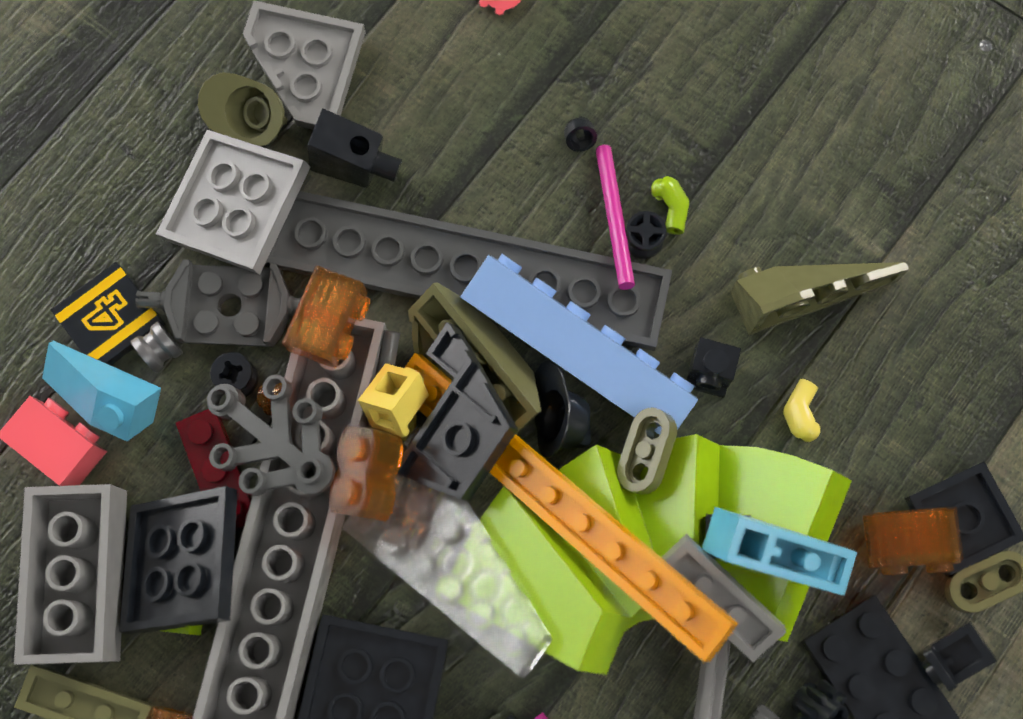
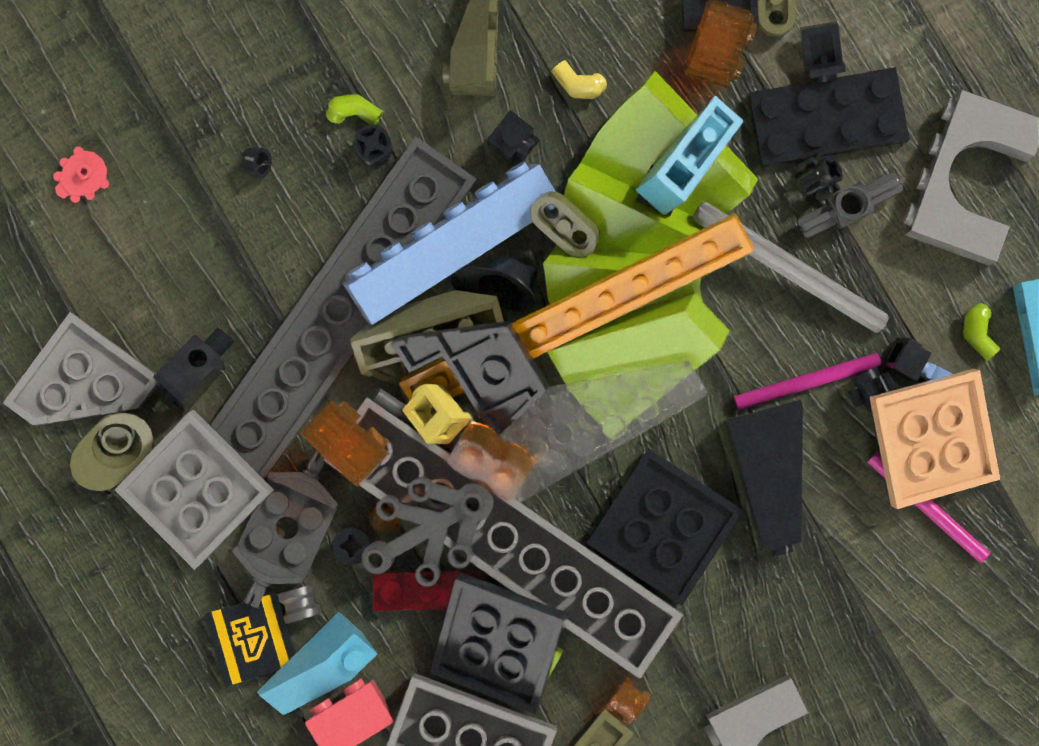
camera: 65 degrees left, 10 degrees up
(615, 218) = (346, 164): dark pink bar -> none
(757, 625) = (736, 198): light grey plate -> none

